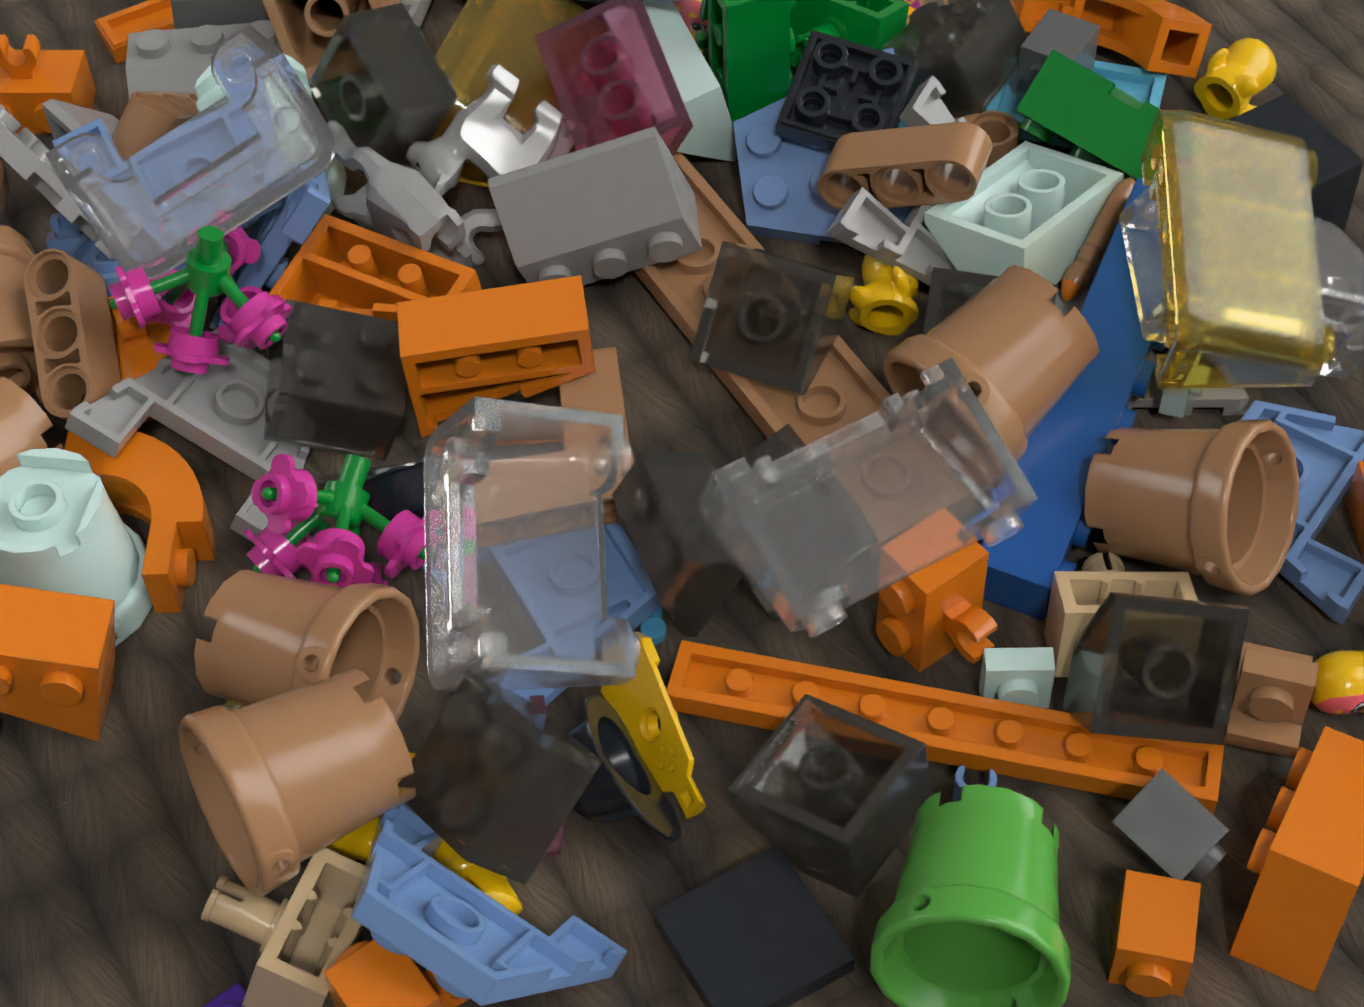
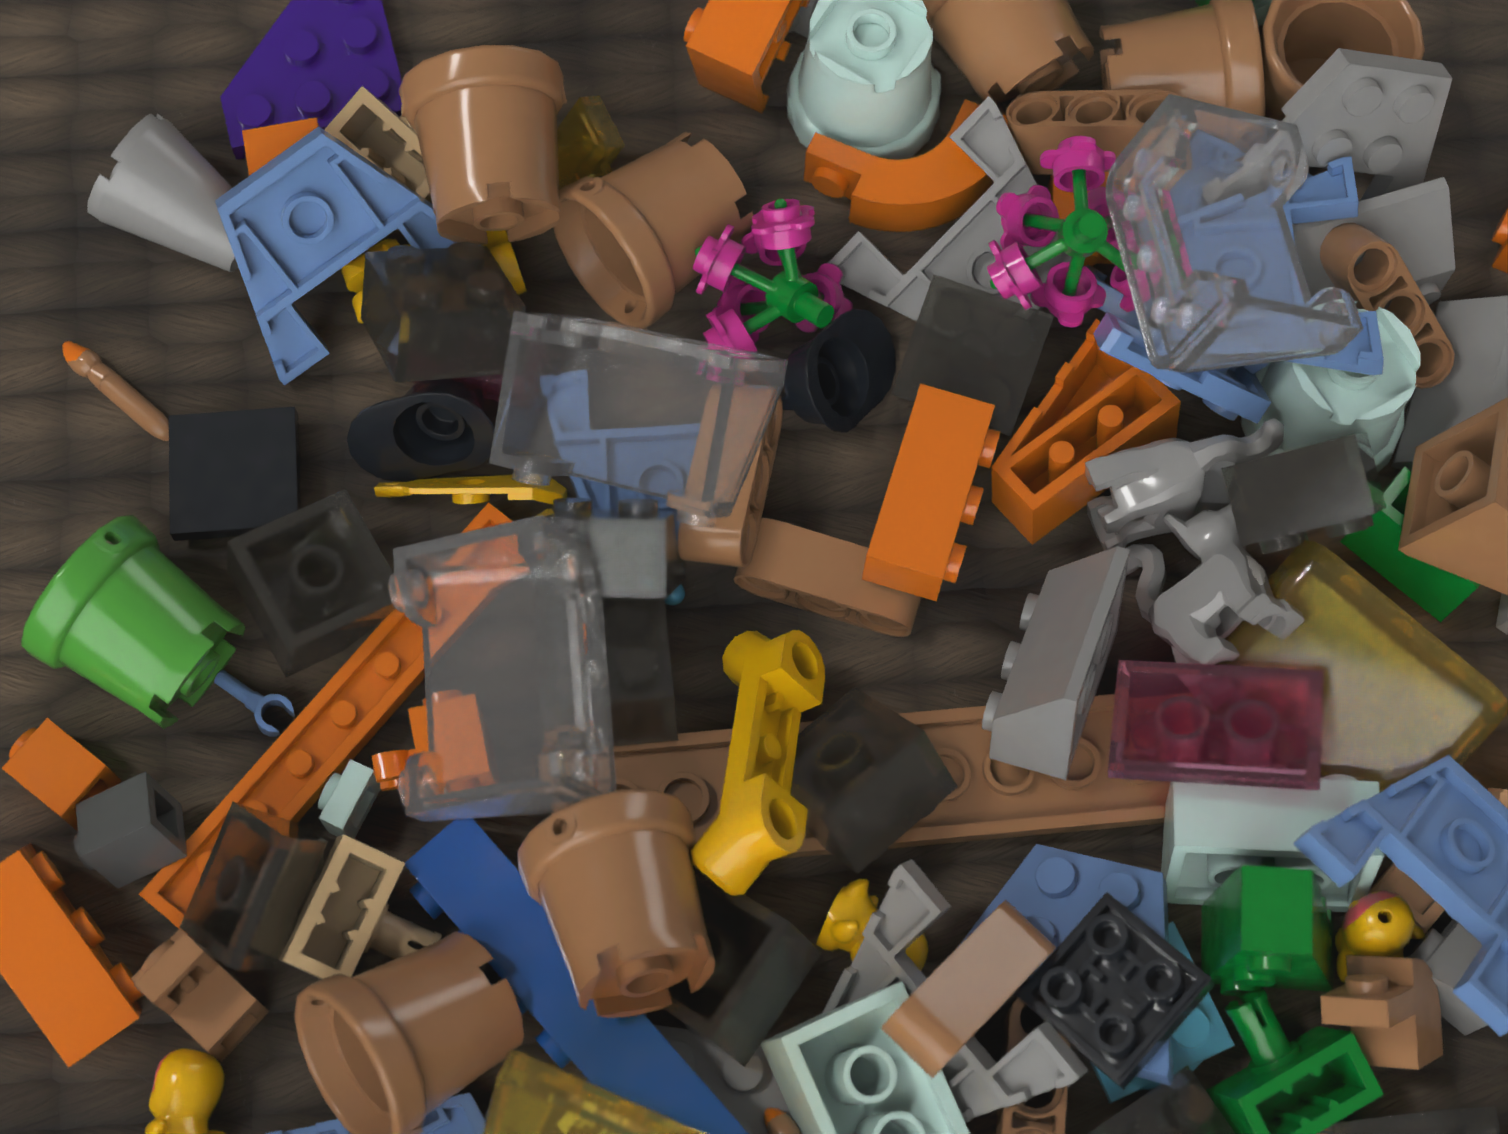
camera: 110 degrees right, 20 degrees up
(714, 398) = (756, 810): none -> yellow plate

